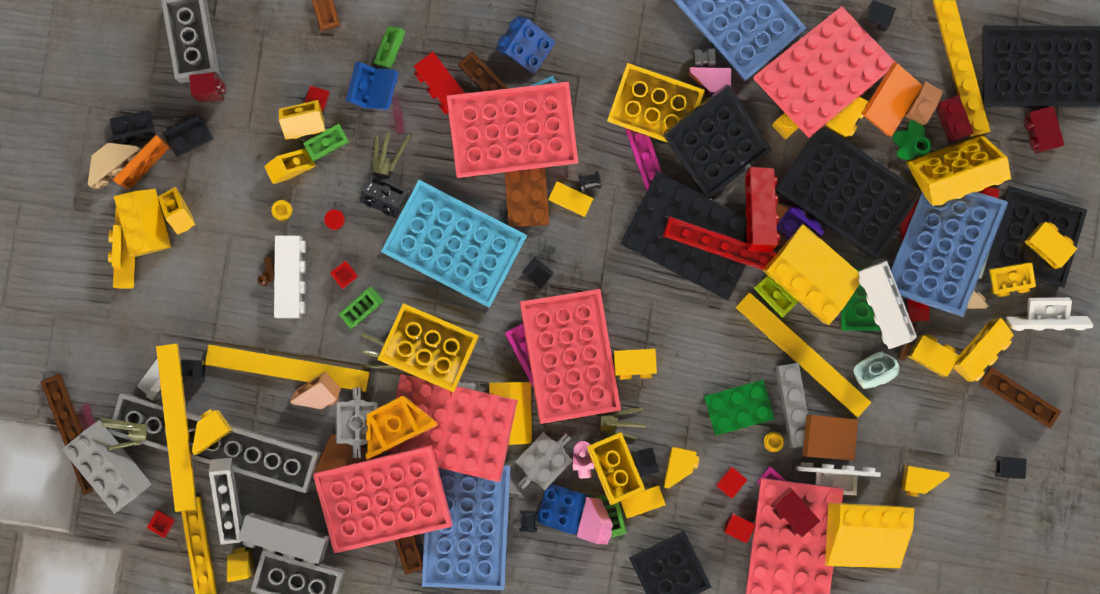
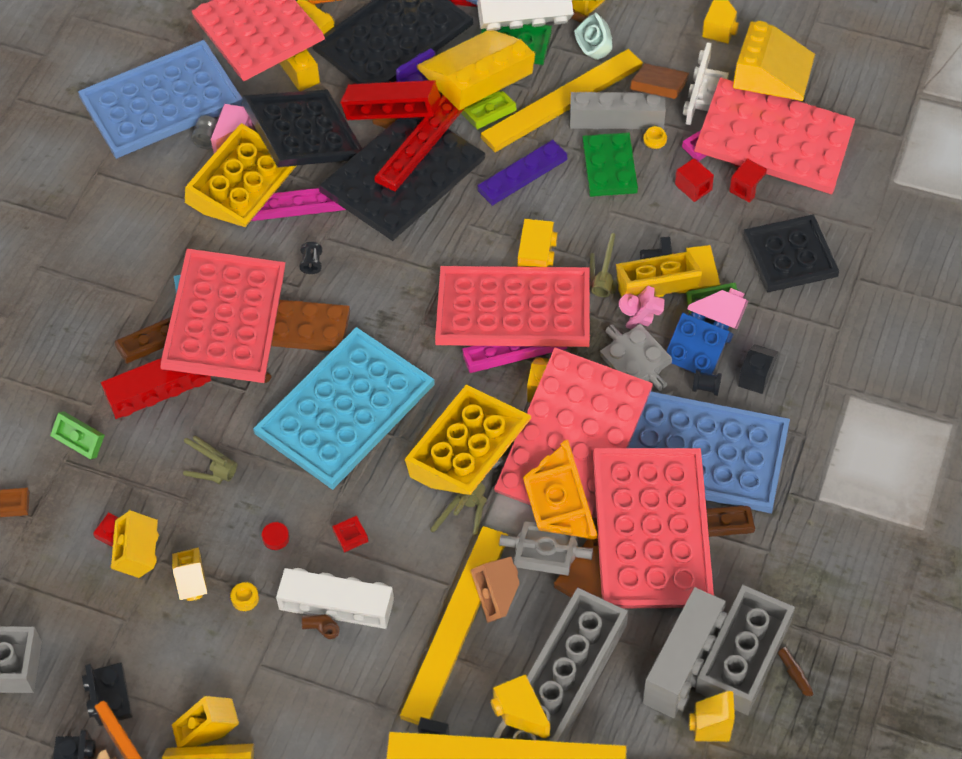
camera: 80 degrees left, 30 degrees down
(207, 87) = (51, 646): dark red brick -> none
(225, 500) = (621, 709): light grey brick -> none
(326, 142) = (173, 526): bright green plate -> none
(371, 87) = (122, 455): blue bracket -> none
(374, 296) = (389, 504): bright green slope -> none
(383, 195) = (262, 472): black bracket -> none
(398, 115) = (164, 444): clear pink piece -> none
(525, 44) = (121, 293): blue bracket -> none
(537, 272) = (402, 326): black panel -> none
(553, 560) = (757, 368): none -> black slope
(570, 199) = (325, 282): yellow tile -> none
(680, 465) = (666, 221): yellow slope -> none
(716, 335) = (522, 172): none -> dark purple plate
(795, 512) = (738, 113): dark red brick -> none

